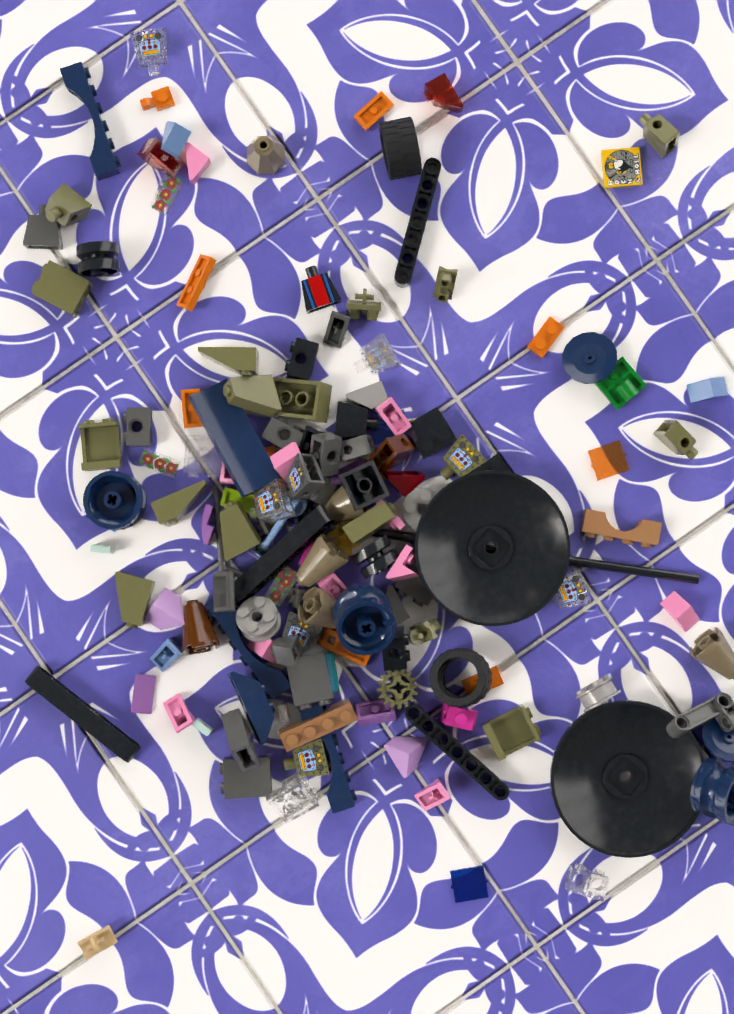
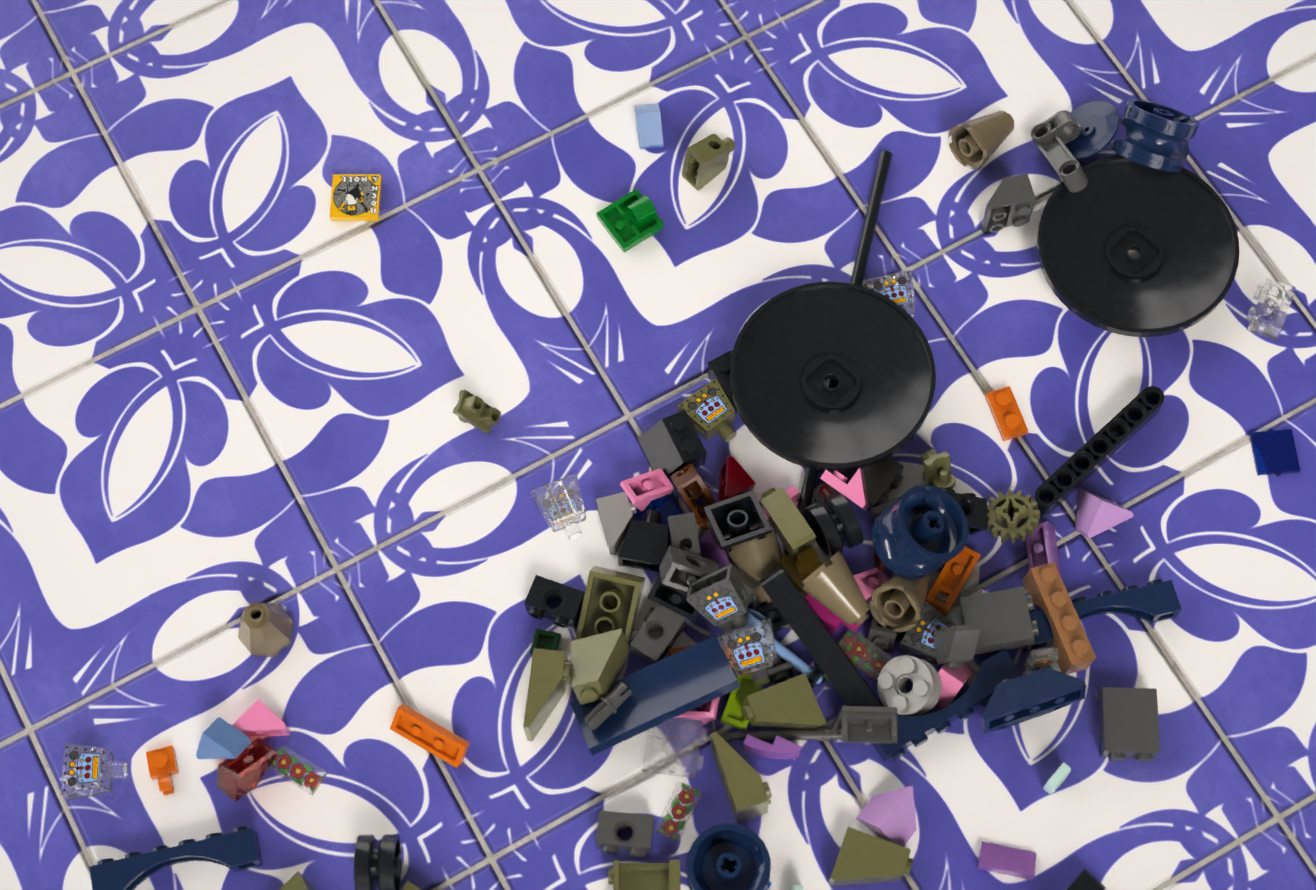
camera: 80 degrees left, 20 degrees down
(166, 654) = (952, 820): medium blue slope -> none
(178, 713) = (1037, 808): bright pink slope -> none
(190, 417) = (612, 759): orange plate -> none
(198, 630) = (923, 768): reddish brown cone -> none
(221, 405) = (607, 706): none -> dark grey axle
(240, 740) = (1077, 718): dark grey brick -> none
(272, 357) = (546, 640): none -> dark green tile
(284, 458) = (692, 625): bright pink slope -> none
(293, 798) = (1160, 658): clear plate -> none
(309, 759) = (1108, 637): torso -> none
(318, 291) = (463, 573): torso -> none
(336, 329) = (518, 553): dark grey slope -> none
(355, 306) = (491, 528): olive hips -> none
(373, 111) = (230, 484): orange plate -> none
(400, 148) = (288, 445): black tyre -> none
(411, 503) = (766, 478): light grey wheel -> none
(421, 214) = (398, 449): black beam -> none
(432, 795) = (1155, 483): bright pink slope -> none
(438, 683) = (1007, 400): black tyre -> none
(442, 94) = (225, 395): clear red slope -> none
(459, 717) = (1053, 439): dark pink torso -> none
(511, 731) = (1072, 382): olive panel -> none
(545, 337) = (560, 302): orange plate -> none
(593, 347) = (594, 249): dark blue piece -> none
(596, 523) = (807, 258): medium nougat arch -> none
(597, 693) = (1027, 271): light grey wheel -> none
(608, 460) = (727, 243): clear orange piece -> none
(656, 678) = (1009, 204): none -> dark grey slope
(659, 134) = (321, 147): olive torso -> none
(680, 611) = (924, 176): bright pink slope -> none

